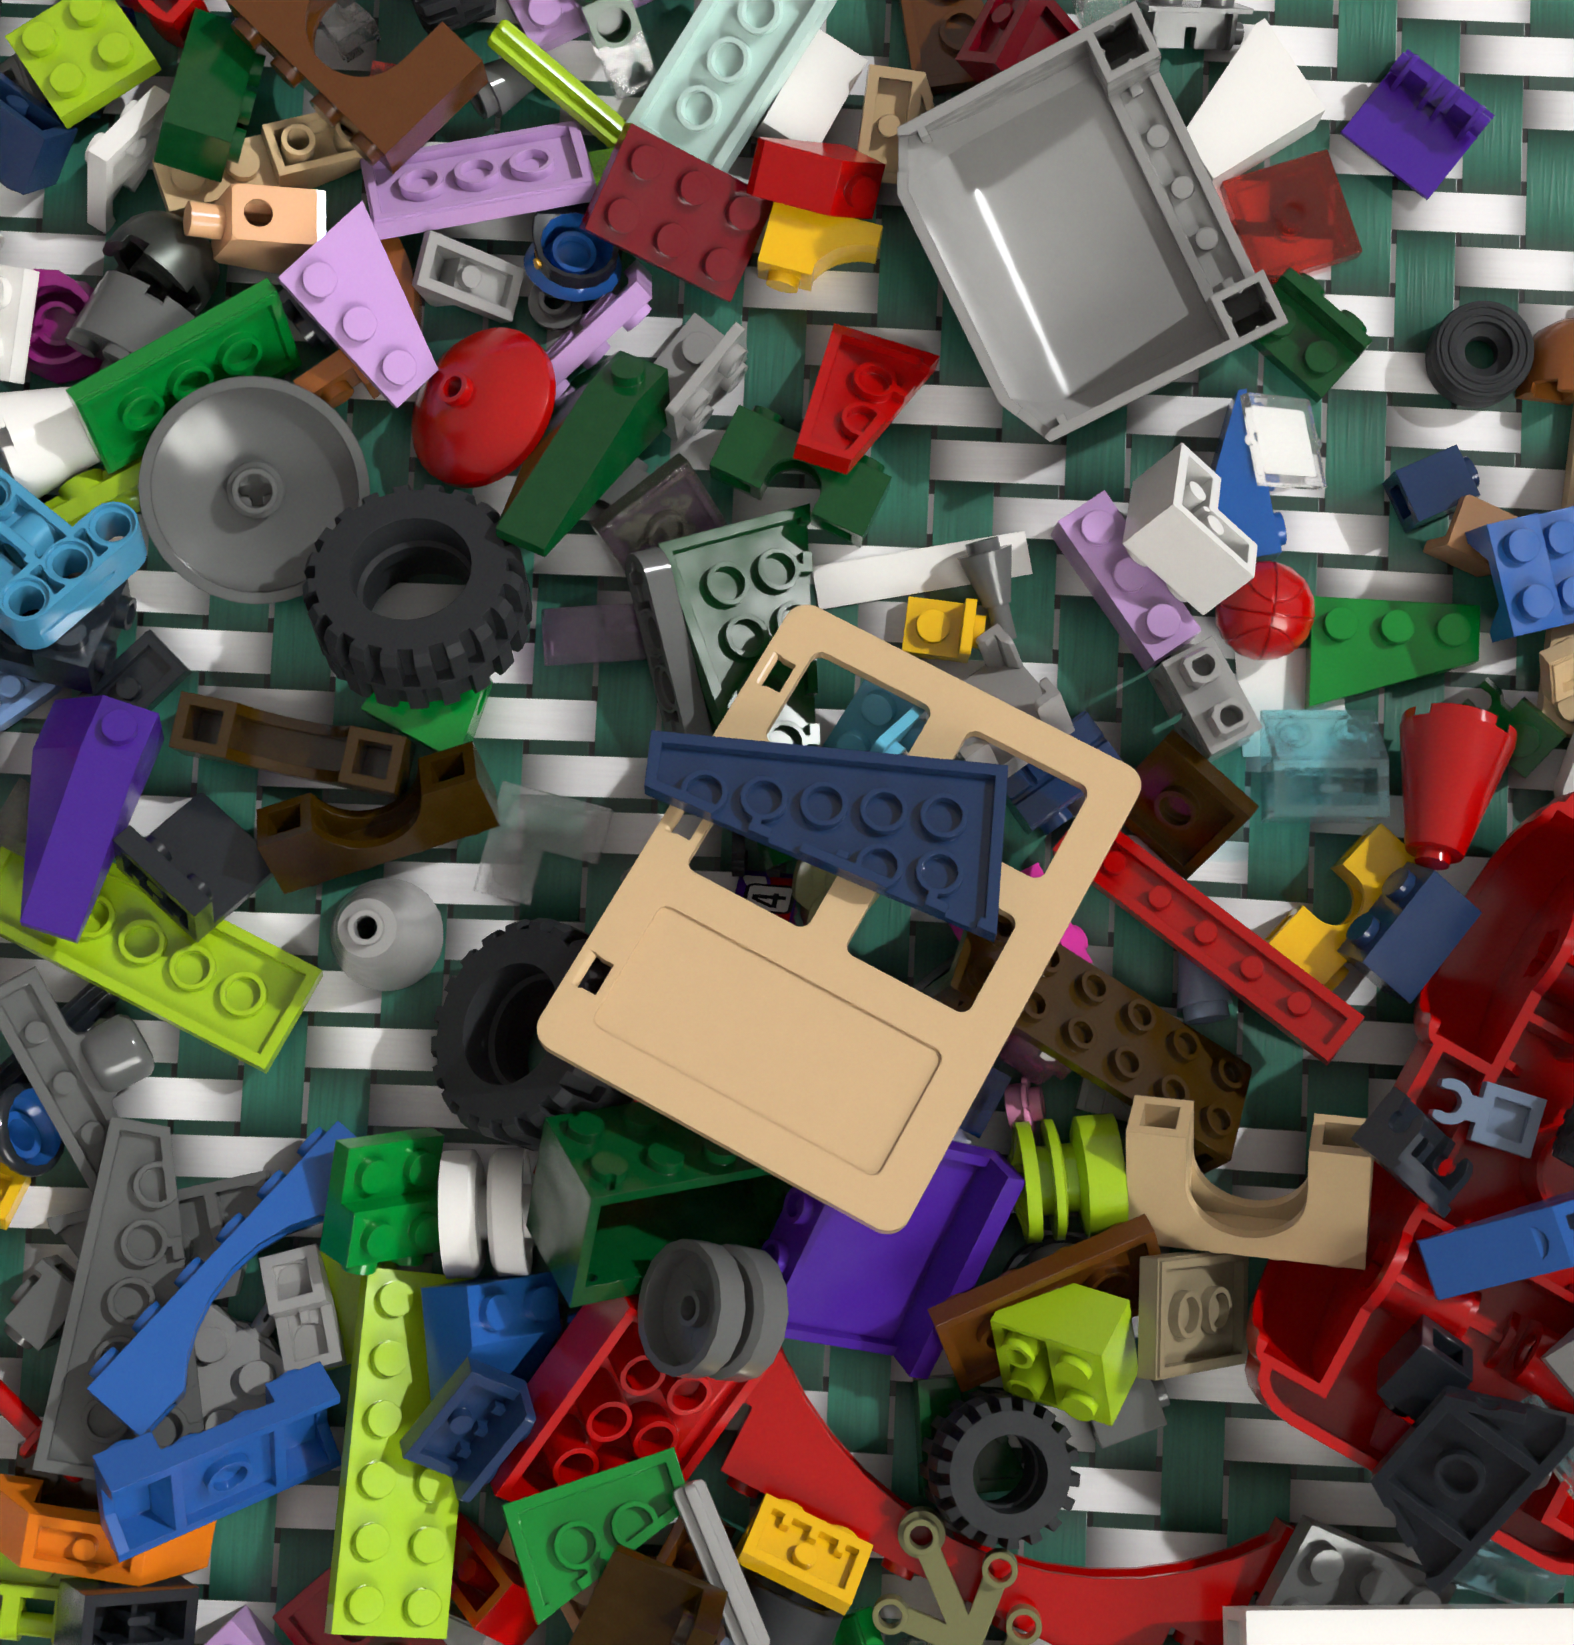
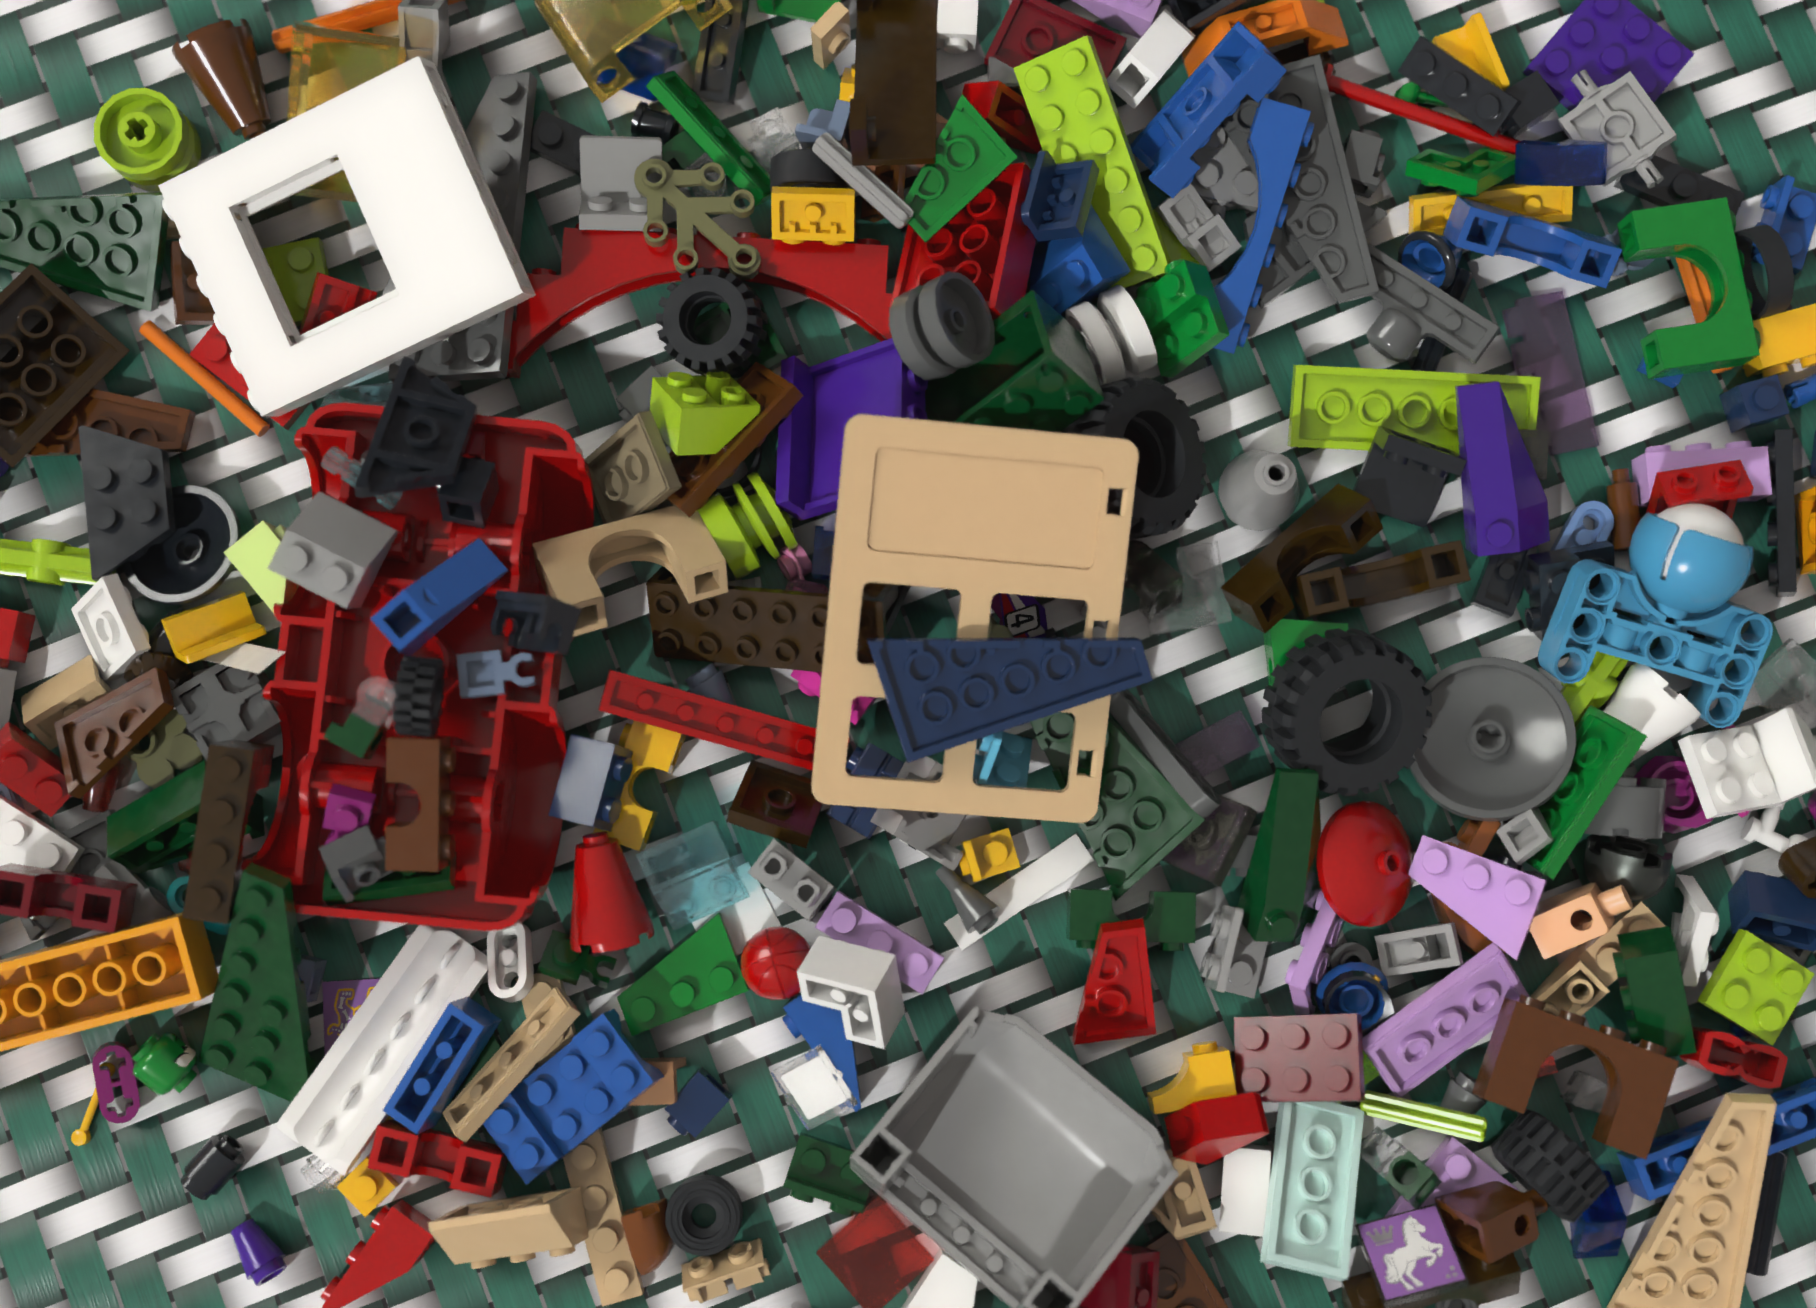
camera: 155 degrees right, 0 degrees up
(258, 1570) = (1149, 58): none -> white slope
(272, 348) = (1525, 834): none -> light grey slope
(580, 873) = (1152, 580): none -> clear smoke leg
(1458, 279) = (706, 1275): none -> tan hinge

